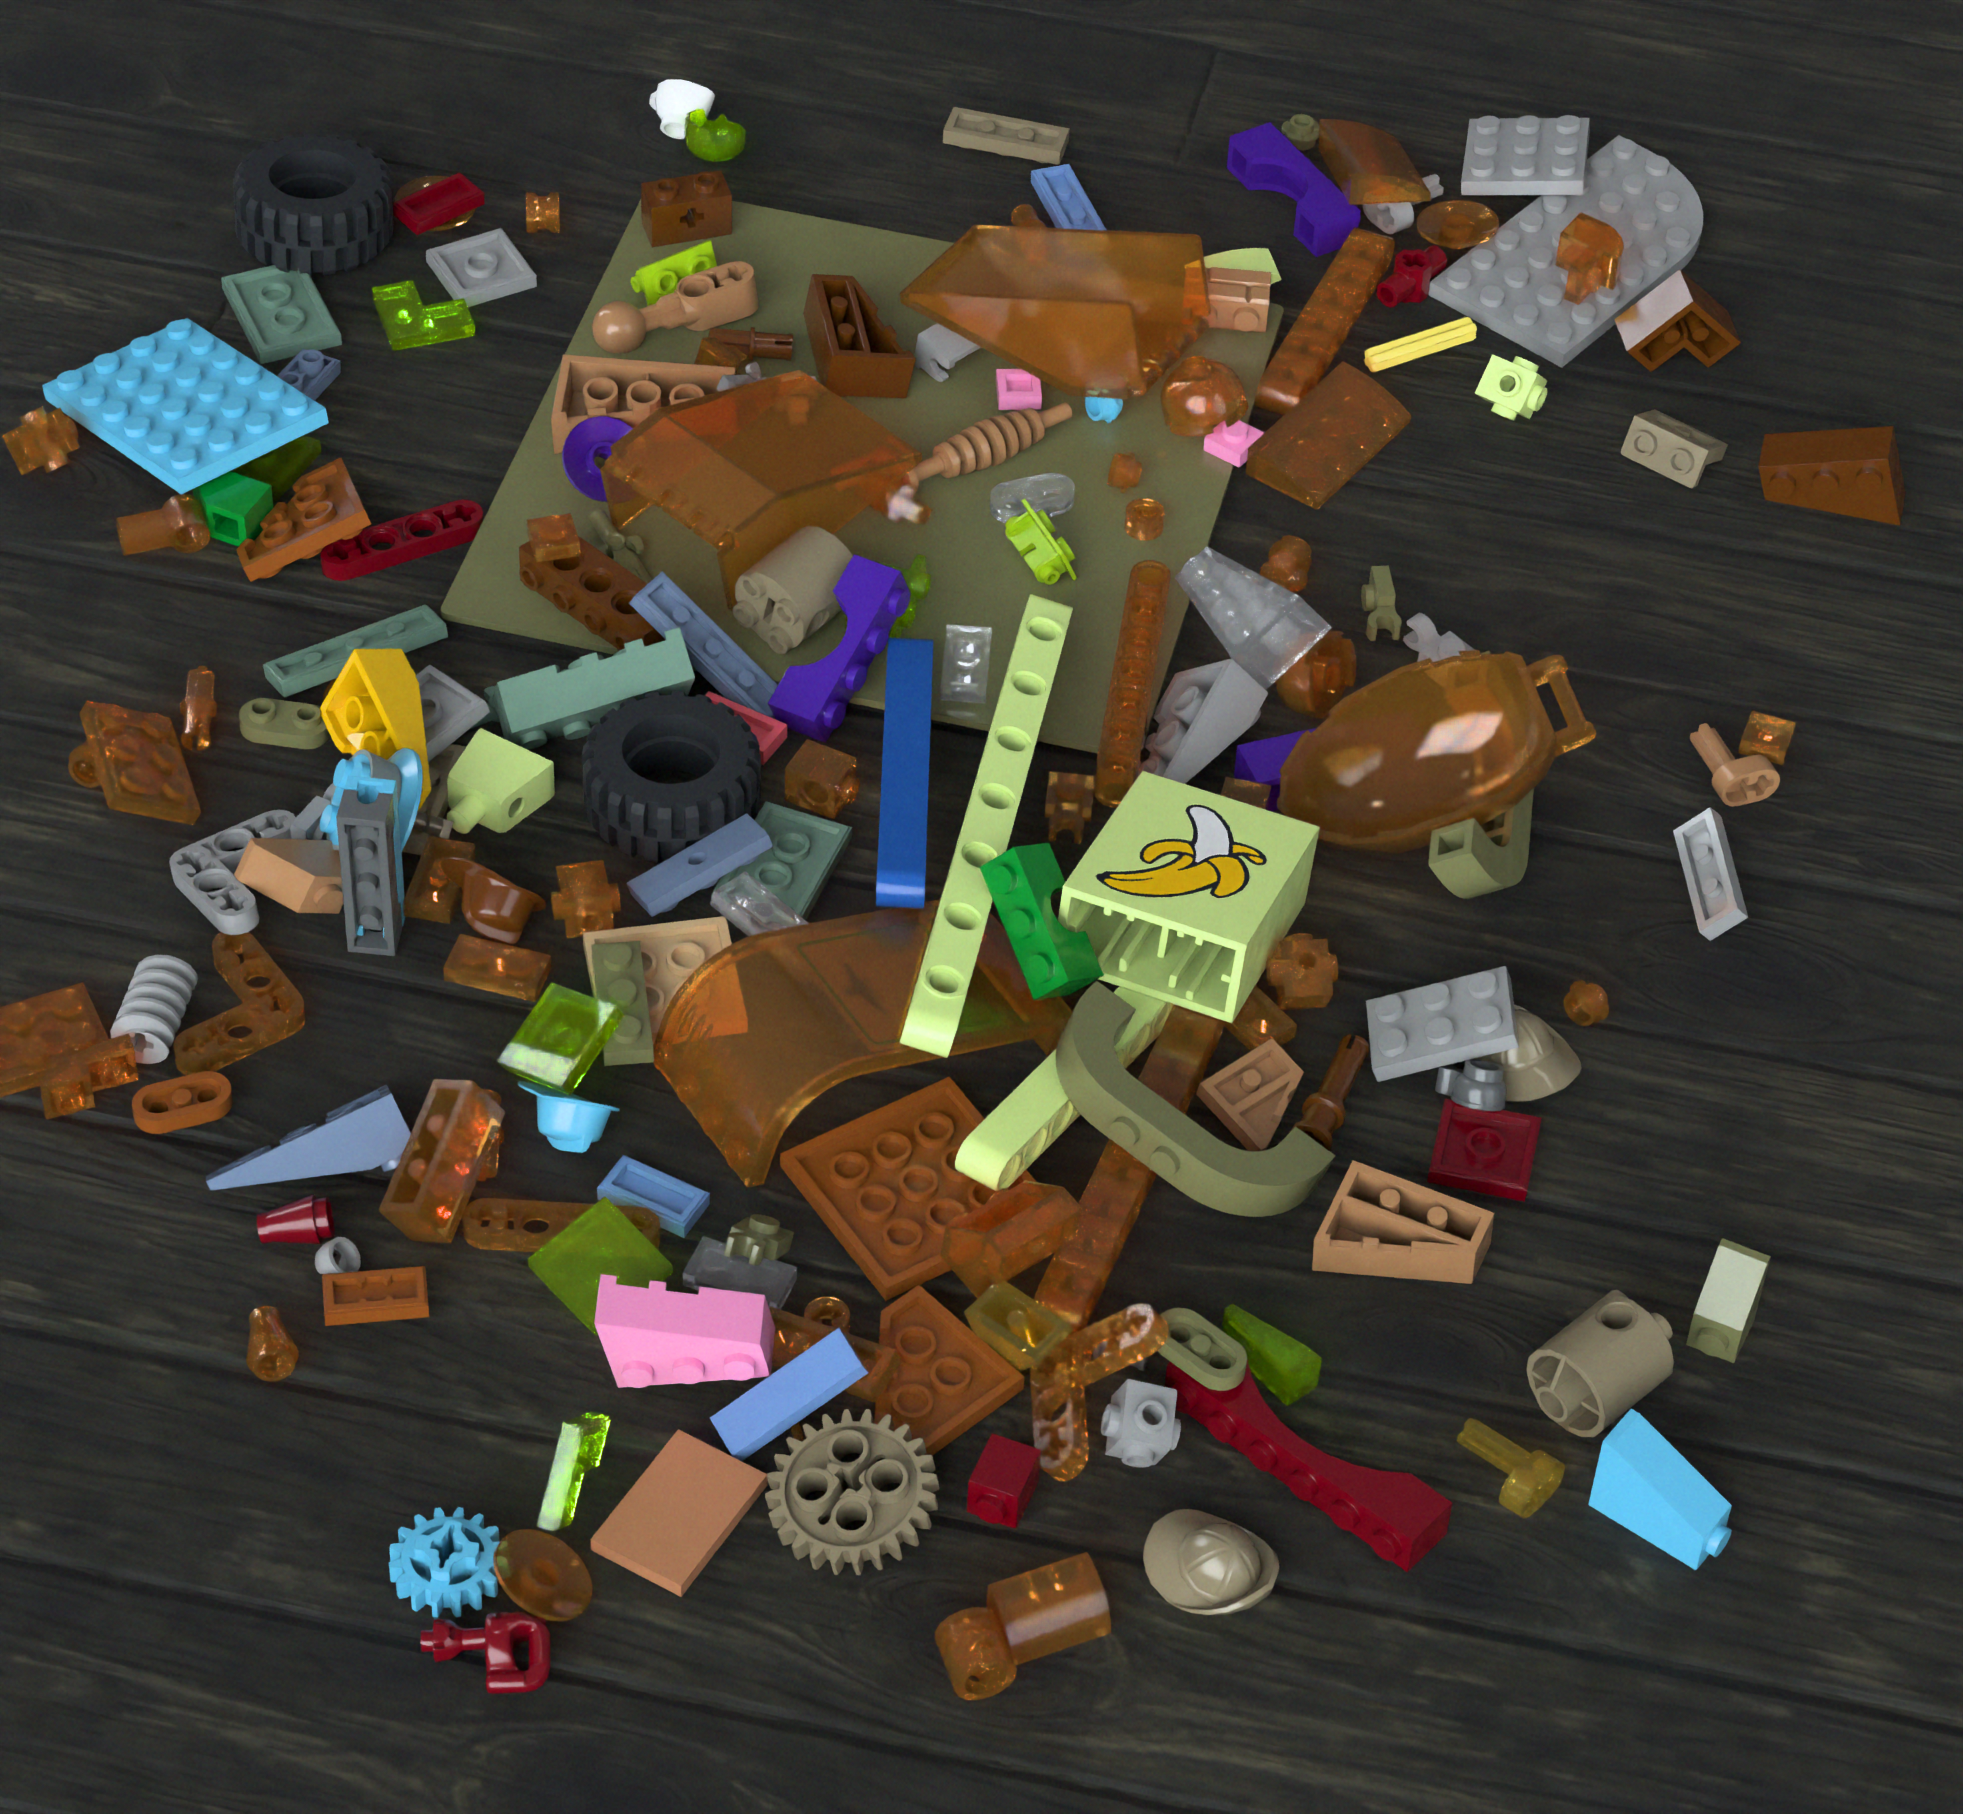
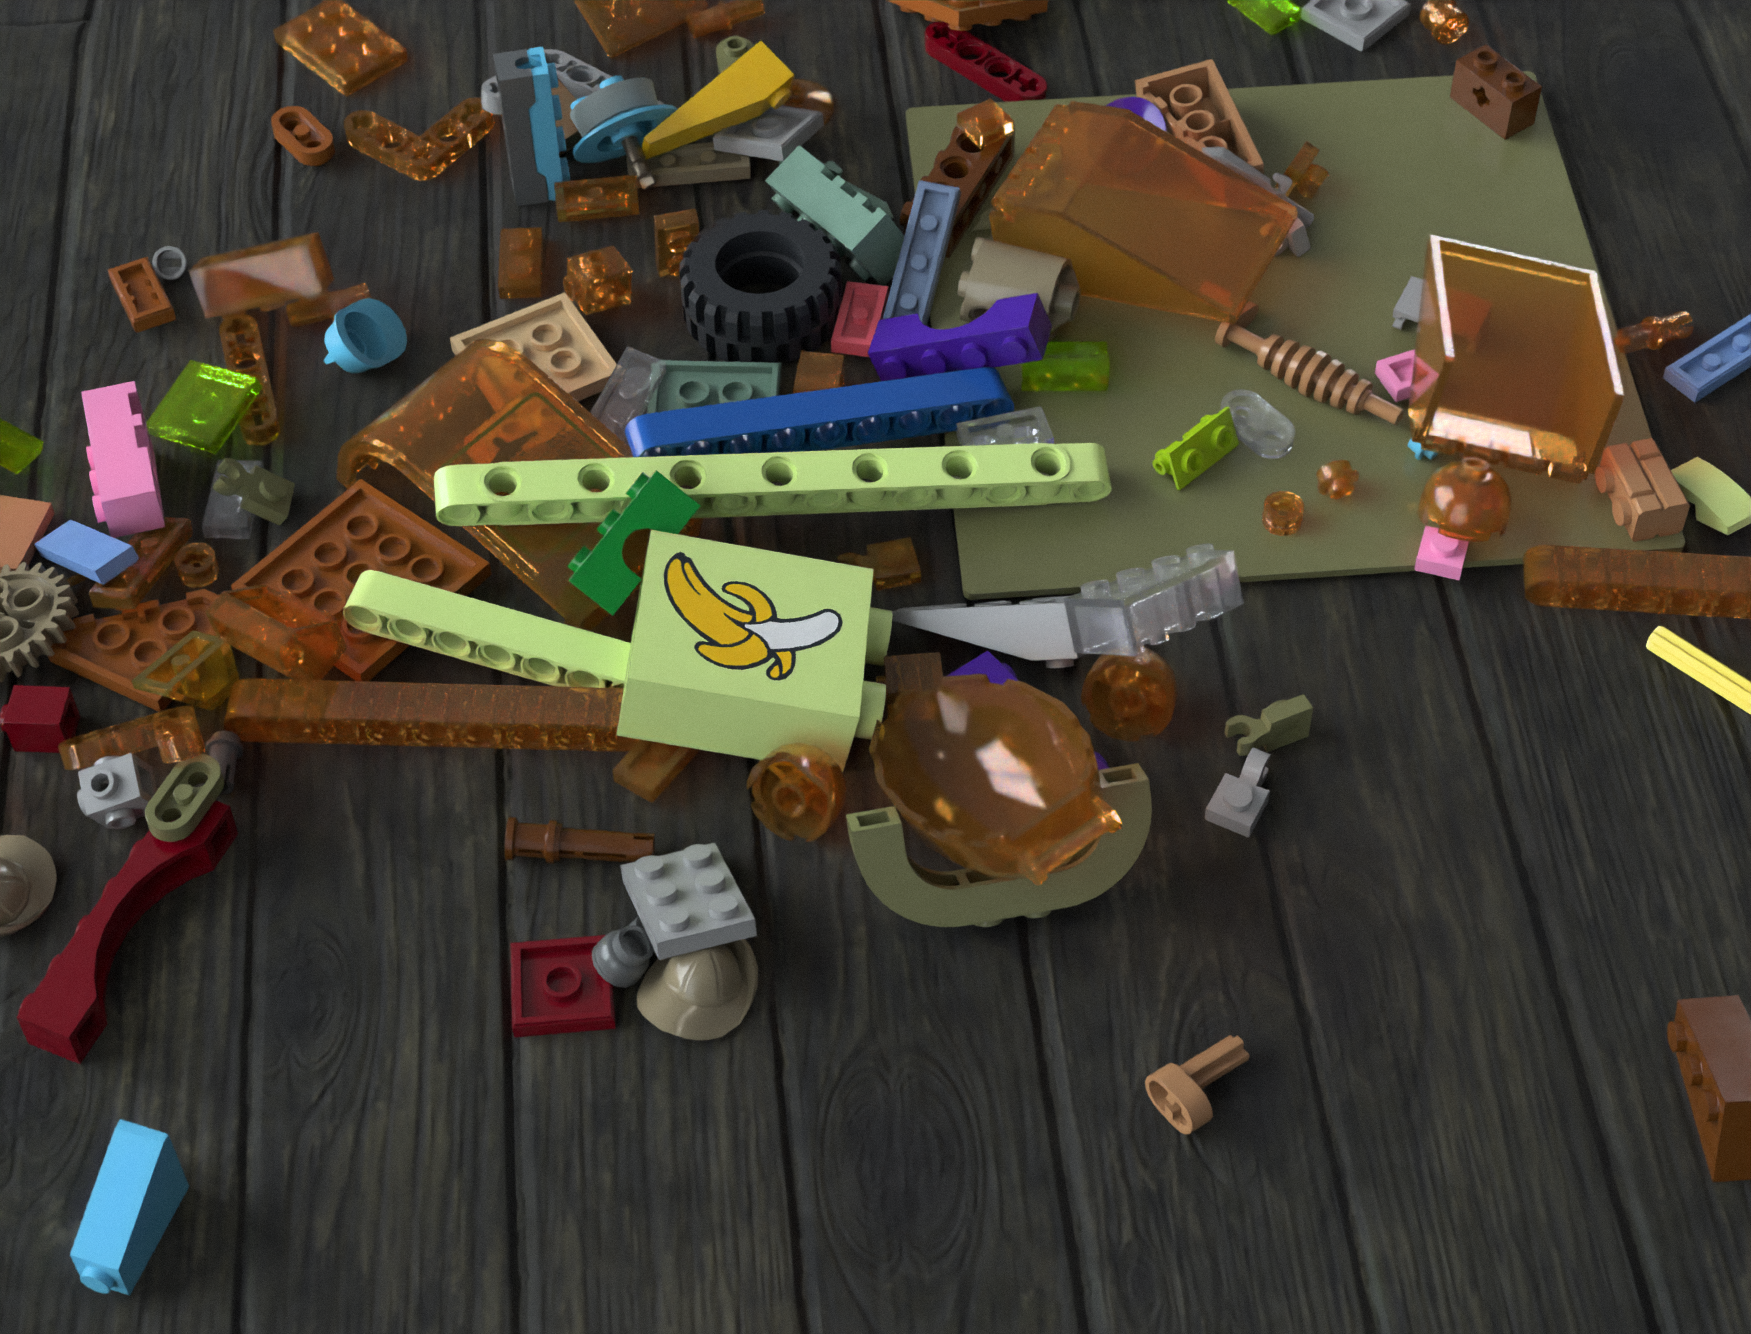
camera: 75 degrees right, 5 degrees up
(72, 1082) = (306, 77): clear orange slope -> none
(155, 1006) = (386, 87): light grey piece -> none
(270, 1347) = (73, 253): clear orange cone -> none
(301, 1221) = (202, 233): dark red cone -> none
(326, 659) = (841, 79): sand green tile -> none
(353, 1140) = (277, 218): sand blue wedge -> none
(490, 901) = (567, 224): reddish brown piece -> none
(497, 784) = (714, 188): yellowish green torso -> none
(560, 1038) = (429, 308): clear neon green tile -> none
(582, 806) = (672, 236): none -> clear orange plate
(622, 983) = (508, 324): olive plate -> none
(639, 1185) = (304, 424): medium blue tile -> none
(663, 275) = (1409, 115): lime hinge -> none
(675, 100) = (1646, 58): white piece -> none
(697, 303) = (1376, 133): medium nougat beam -> none
(699, 865) = (671, 338): sand blue tile -> none
(713, 139) = (1627, 86): clear neon green hair -> none
(756, 343) = (1347, 186): reddish brown axle -> none
(851, 343) = (1379, 238): reddish brown wedge -> none
(899, 503) = (1195, 339): clear orange hinge -> none
(1132, 682) = (1035, 555): clear orange beam -> none
(1165, 1137) = (486, 622): olive arch -> none
(1253, 1094) = (556, 786): medium nougat wing -> none
(1273, 1357) = (231, 872): clear neon green slope -> none
(1288, 563) = (1282, 640): clear orange piece -> none
(1302, 972) = (713, 777): clear orange brick -> none
(1327, 436) = (1511, 629): clear orange slope -> none
(1346, 912) = (797, 791): none -> clear orange cylinder
(1400, 1230) = (407, 925): medium nougat wedge -> none
(1512, 387) = (1673, 754): yellowish green brick -> none
(1531, 1476) = (152, 1104): clear yellow piece -> none
(1586, 1003) = (786, 1024): clear orange plate -> none
(1601, 1364) = (270, 1122): dark tan cylinder -> none
(1671, 447) = (1689, 924): dark tan bracket -> none
(1710, 874) = (1018, 1094): light grey plate -> none
(1728, 1301) = (390, 1221): slope -> none
(1767, 737) = (1260, 1107): clear orange plate -> none

